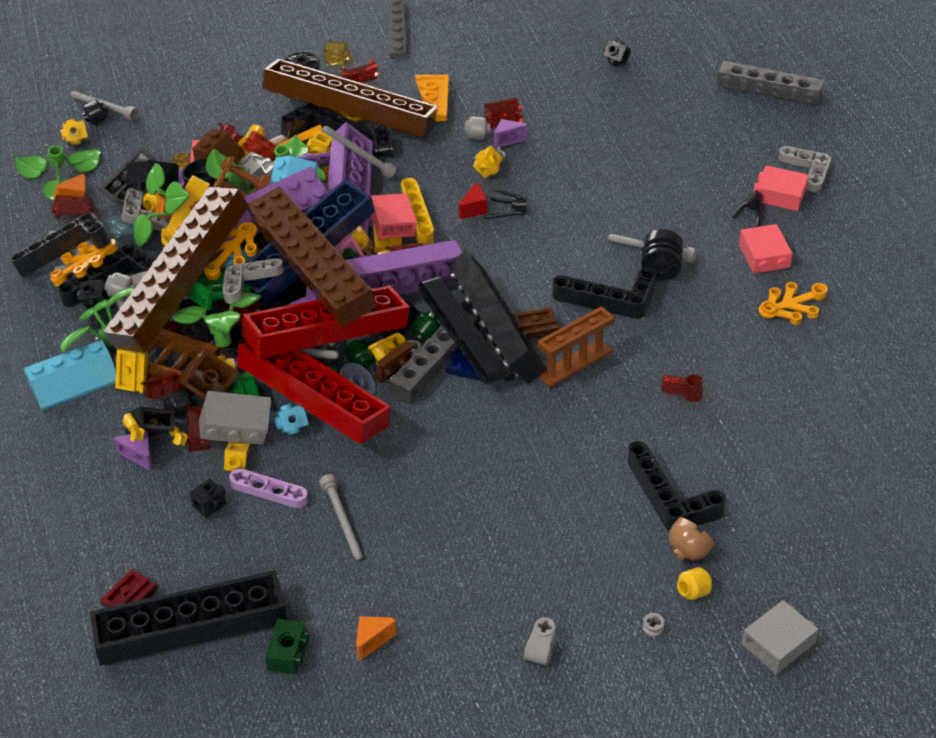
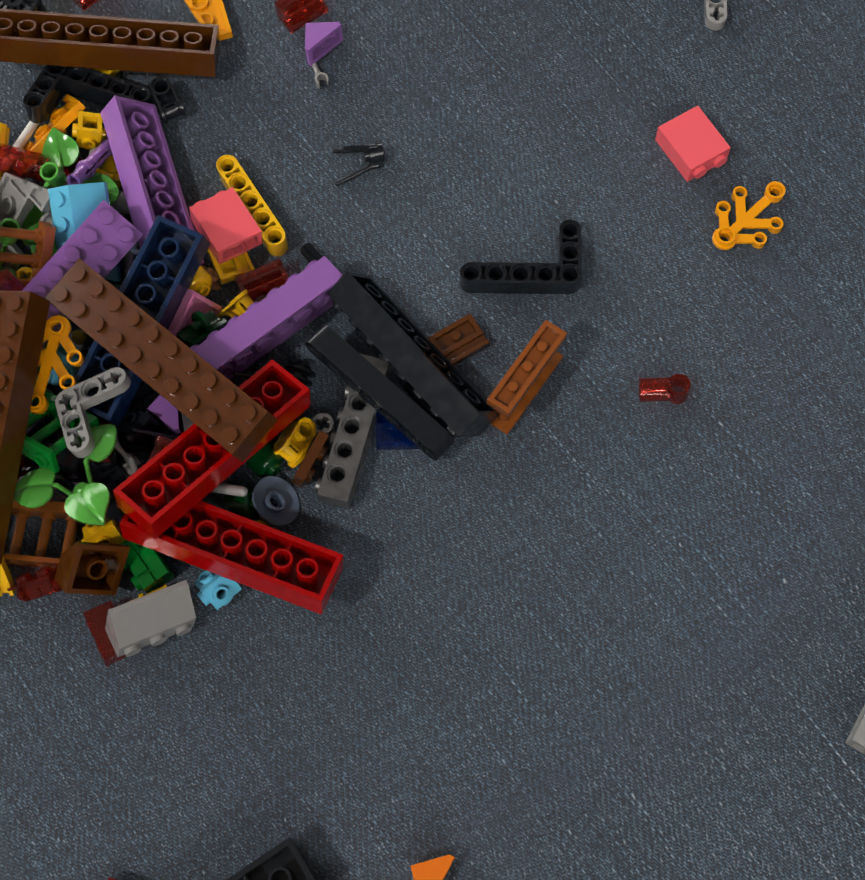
camera: 15 degrees left, 25 degrees up
(135, 451) = (44, 688): medium lavender slope -> none
(153, 421) = (45, 653): torso -> none
(179, 401) = (67, 606): black head -> none
(208, 497) = (152, 738): black brick -> none
(236, 456) = (170, 660): yellow bracket -> none
(250, 478) = (226, 695): lavender beam -> none
(330, 485) = (299, 669): light grey piece -> none
(387, 169) = (189, 143): light grey piece -> none
(425, 325) = (328, 390): dark green head -> none
(473, 203) = (317, 168): red slope -> none
(477, 128) = (278, 43): light grey head -> none
(487, 162) = (312, 97): yellow brick -> none
(541, 642) = (628, 832): light grey piece -> none
(652, 618) = (736, 745): light grey bush -> none
(662, 496) = (696, 557): black beam -> none
(663, 253) = (578, 193): black wheel -> none
(688, 255) = (602, 178): light grey piece -> none
(689, 541) = (748, 626): medium nougat cylinder -> none
(694, 583) = (772, 682): yellow head -> none
(753, 202) = (655, 71): black plant -> none
(782, 187) = (681, 39): coral brick -> none

